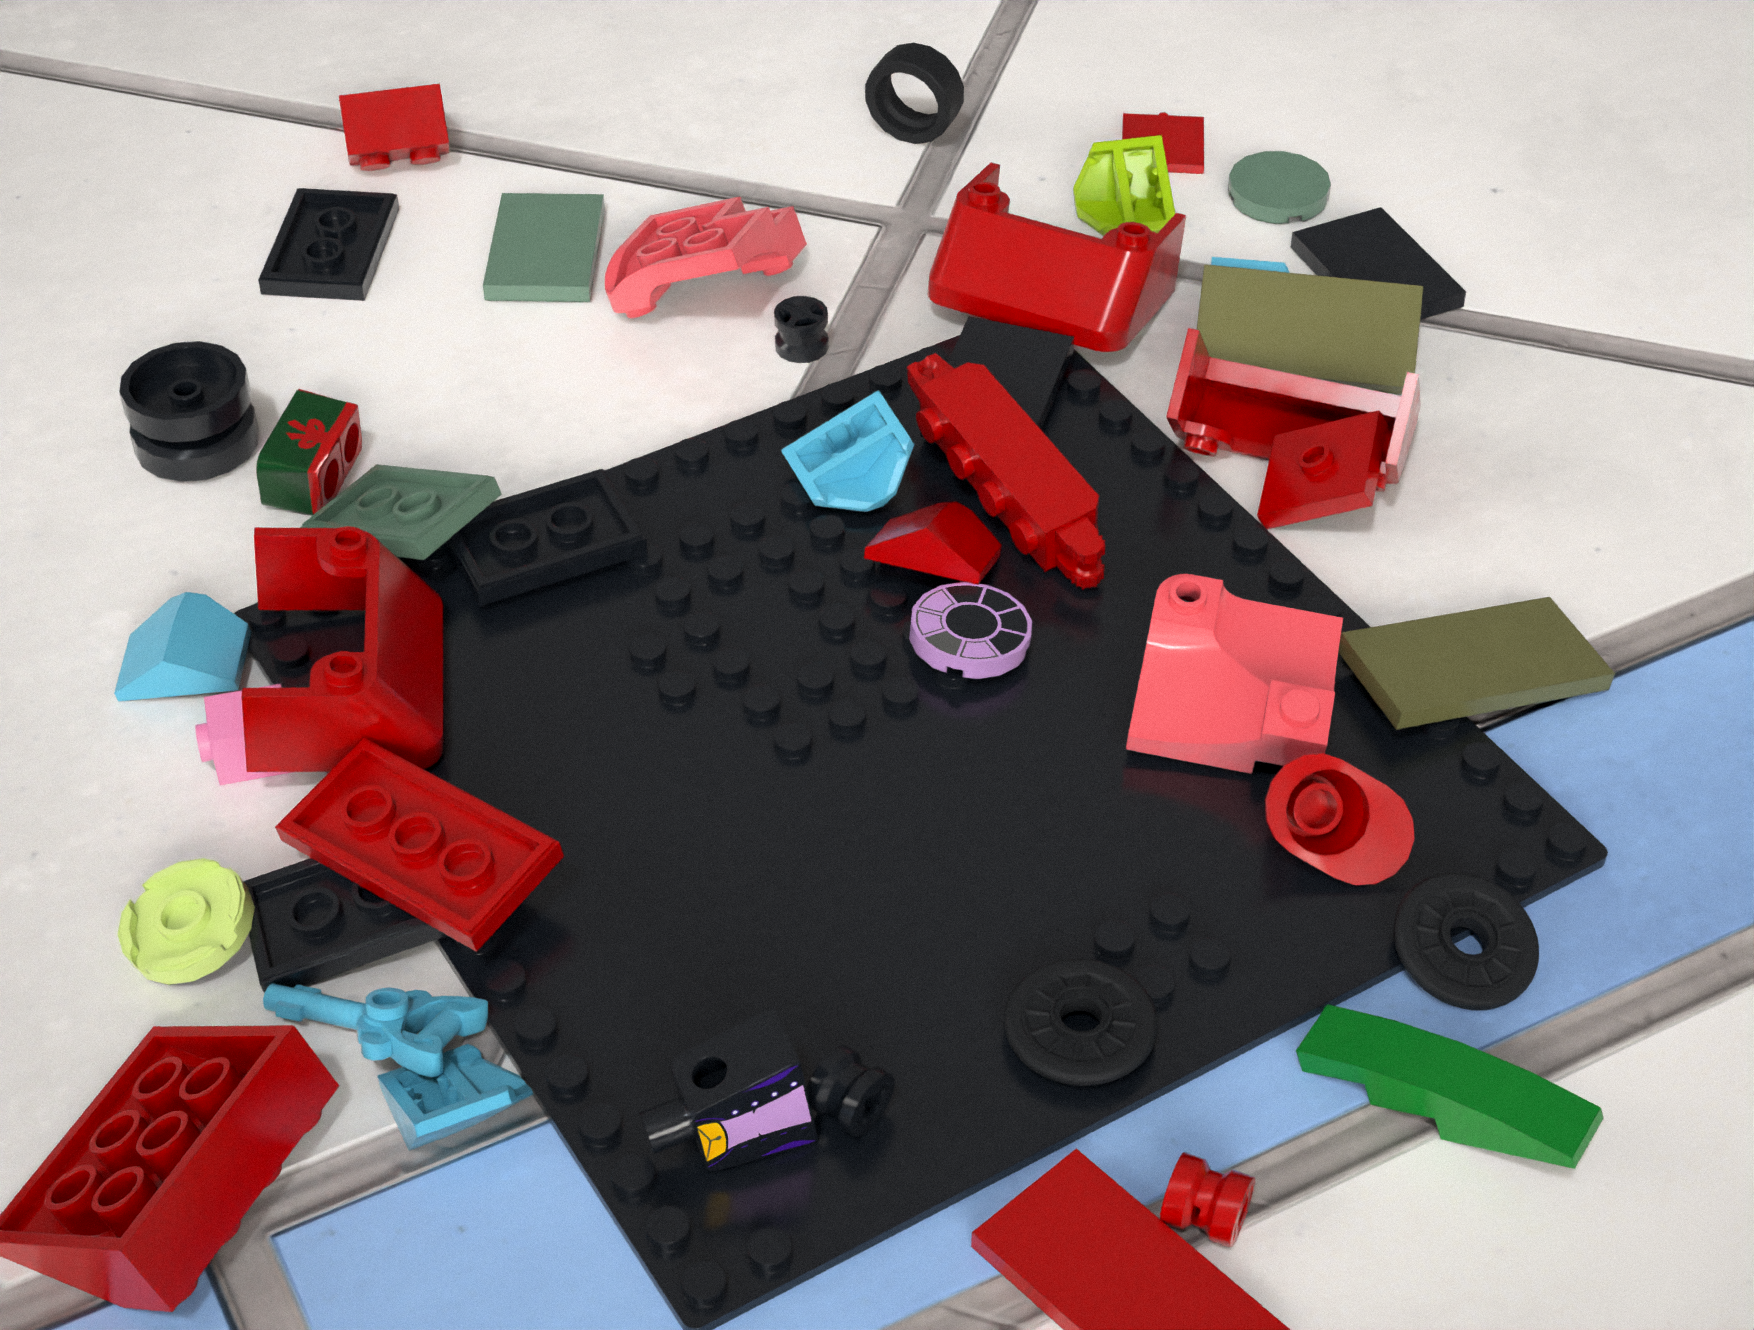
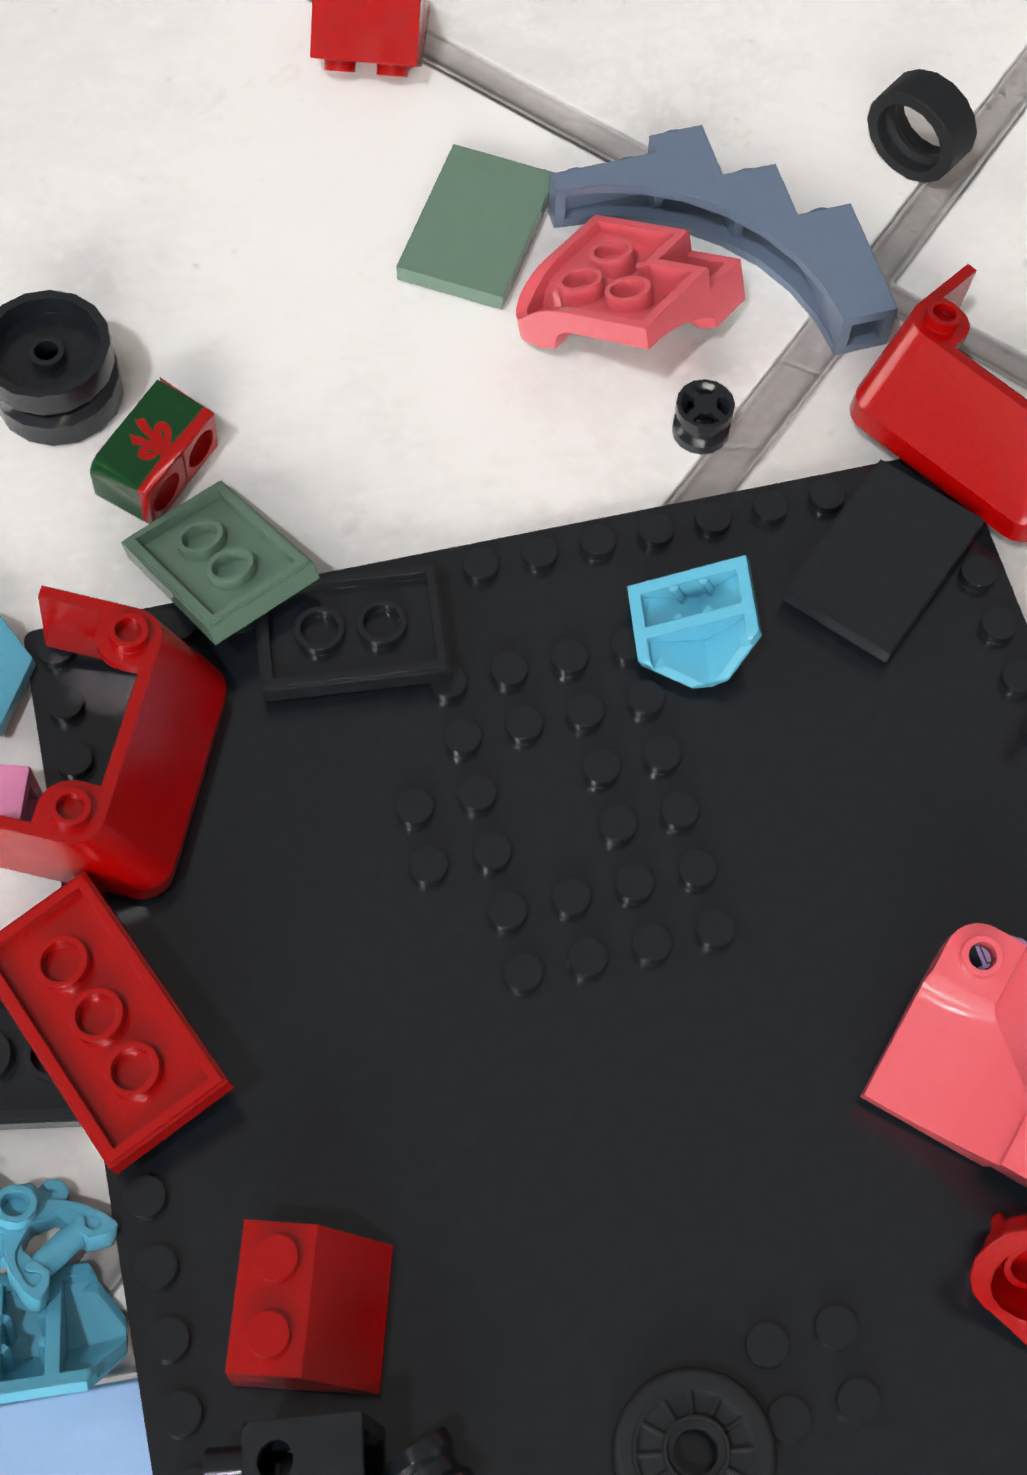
camera: 15 degrees right, 20 degrees up
(329, 244) = (263, 164): black tile -> none
(680, 991) = (309, 1309): none -> red slope
(853, 202) = (749, 212): none -> sand blue arch
(937, 541) = (750, 762): red slope -> none
(970, 629) = (747, 890): tile -> none
(1011, 466) = (857, 688): red hinge -> none

